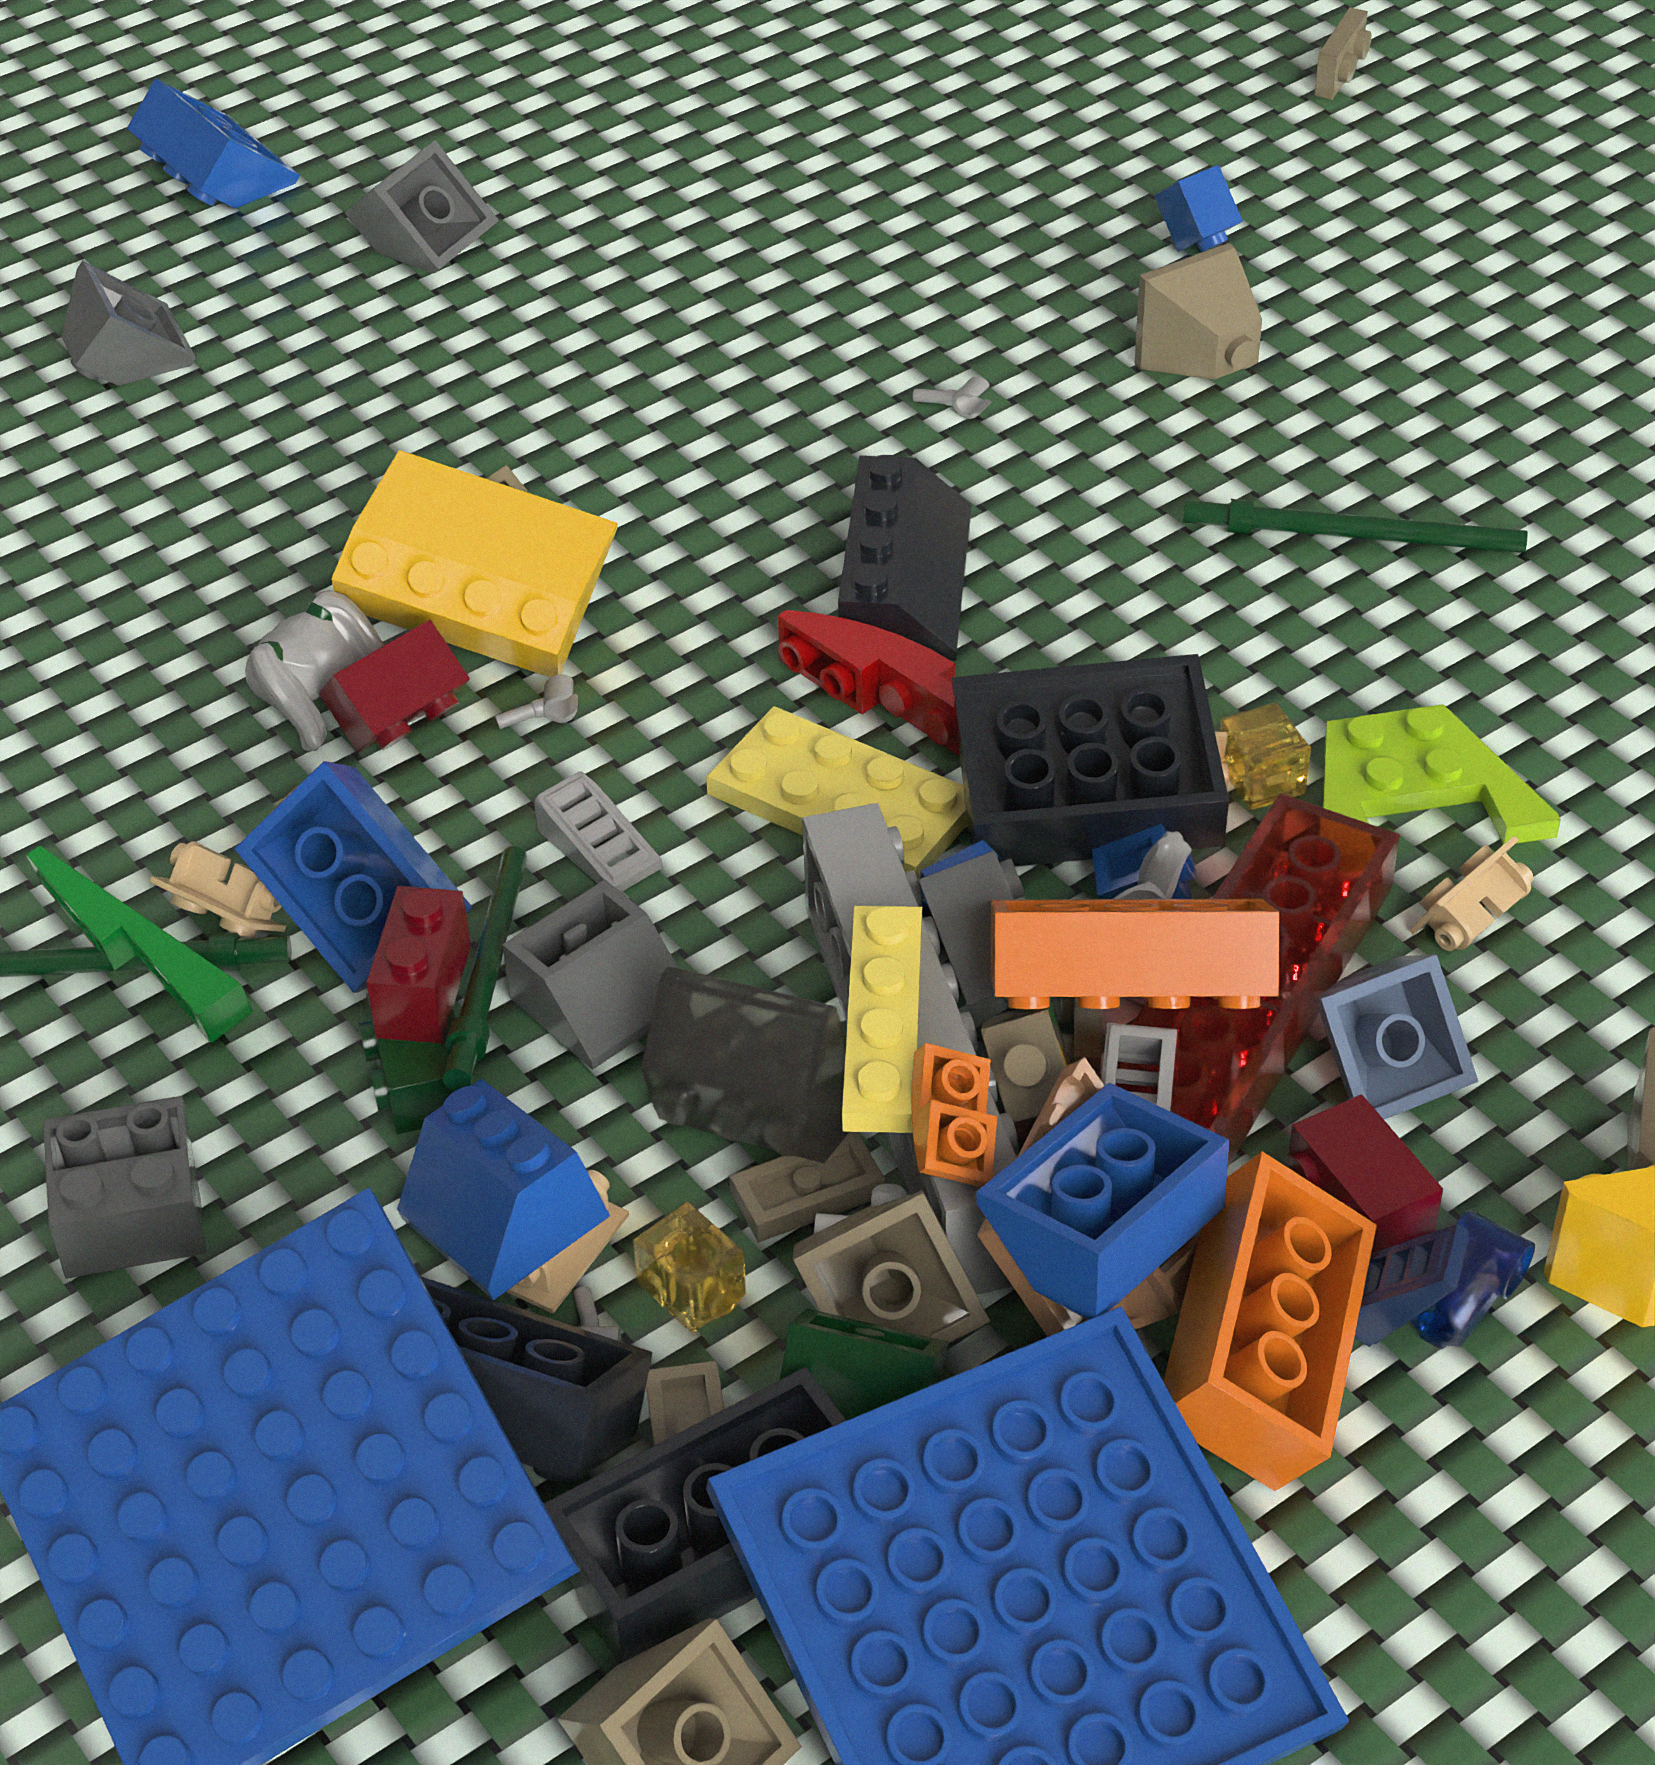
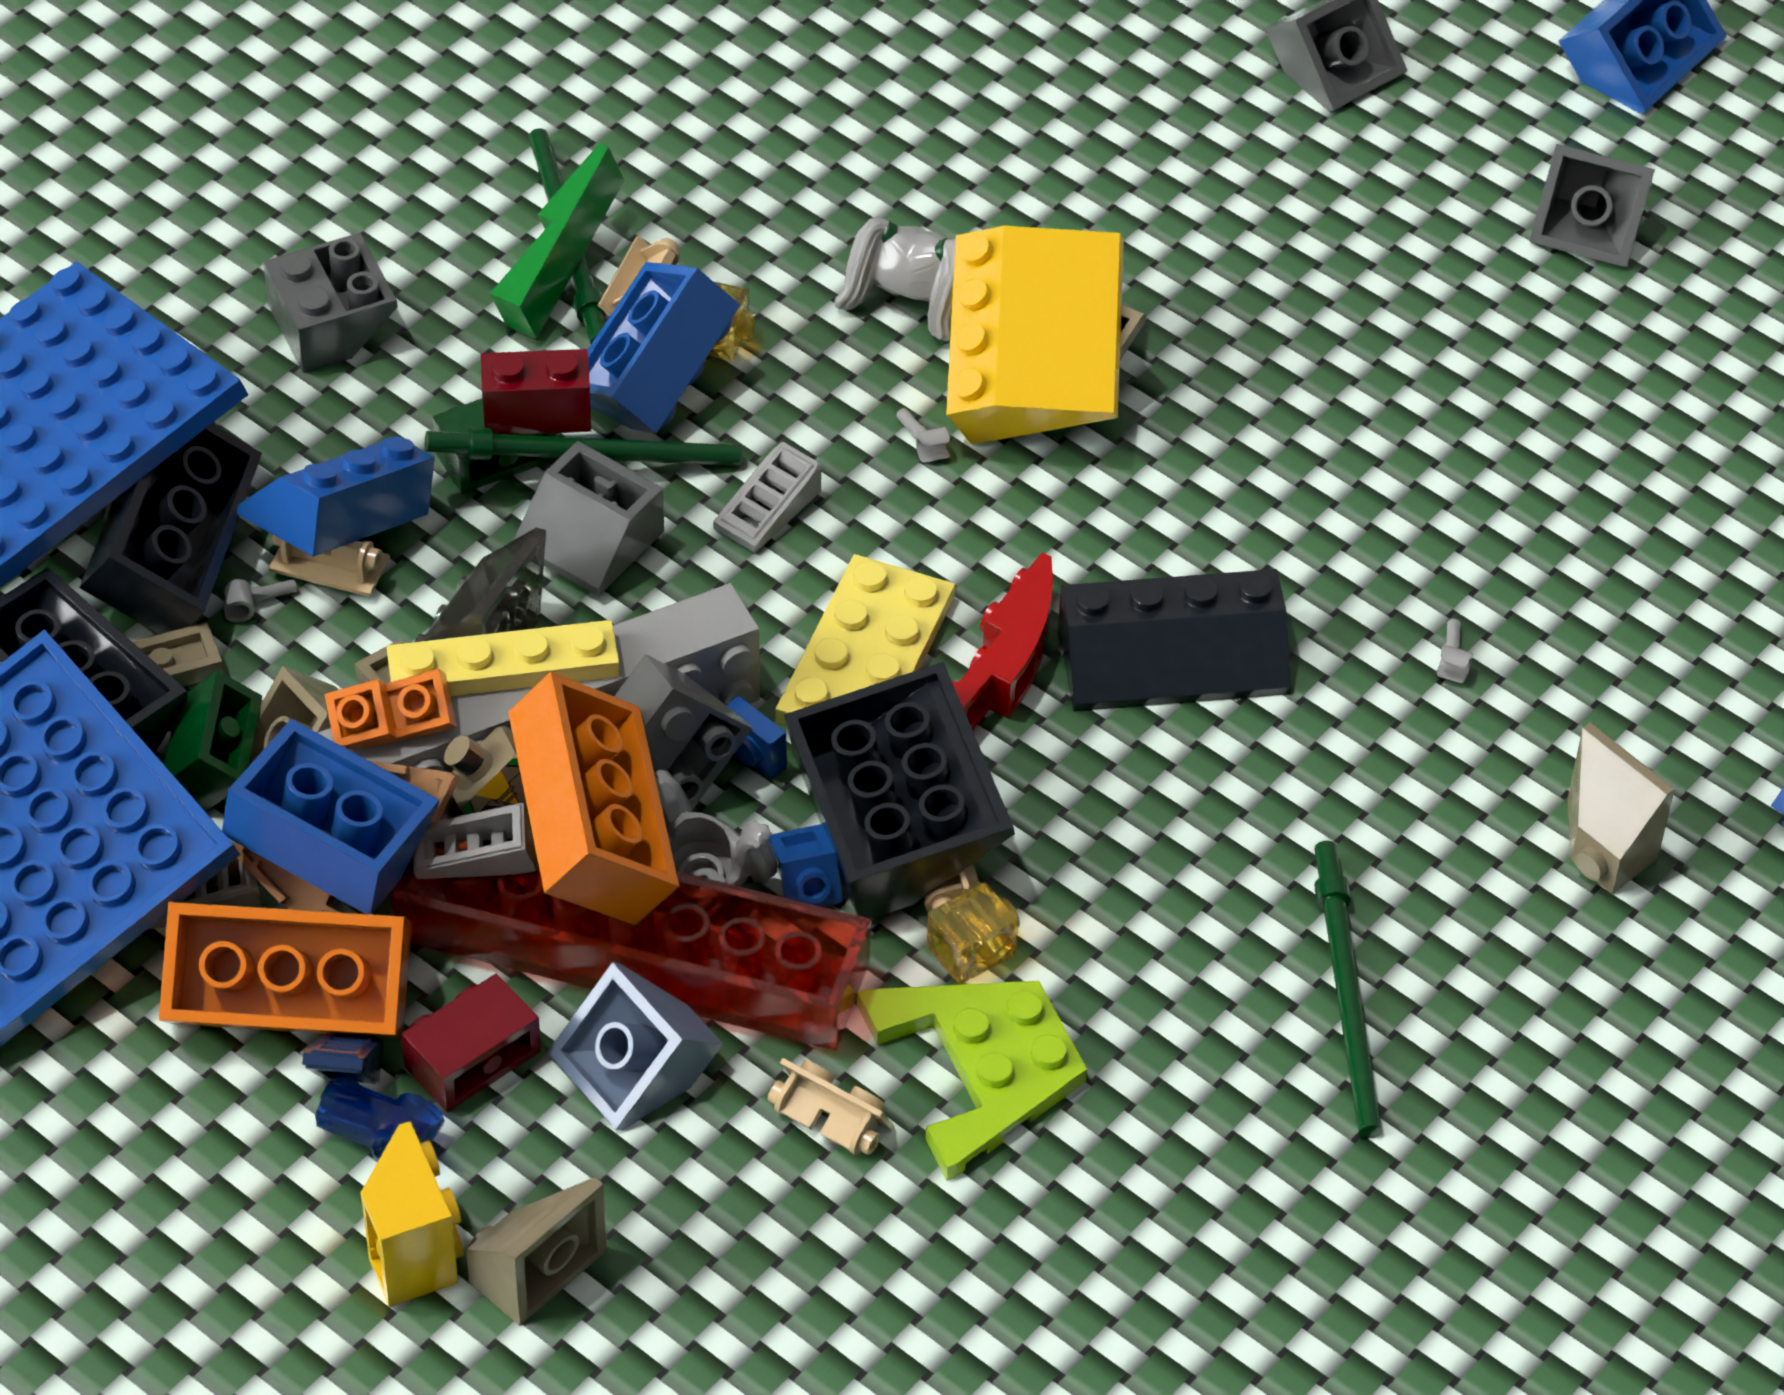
camera: 75 degrees right, 5 degrees up
(395, 687) = (894, 327): dark red brick -> none
(690, 1267) = (311, 632): clear yellow brick -> none

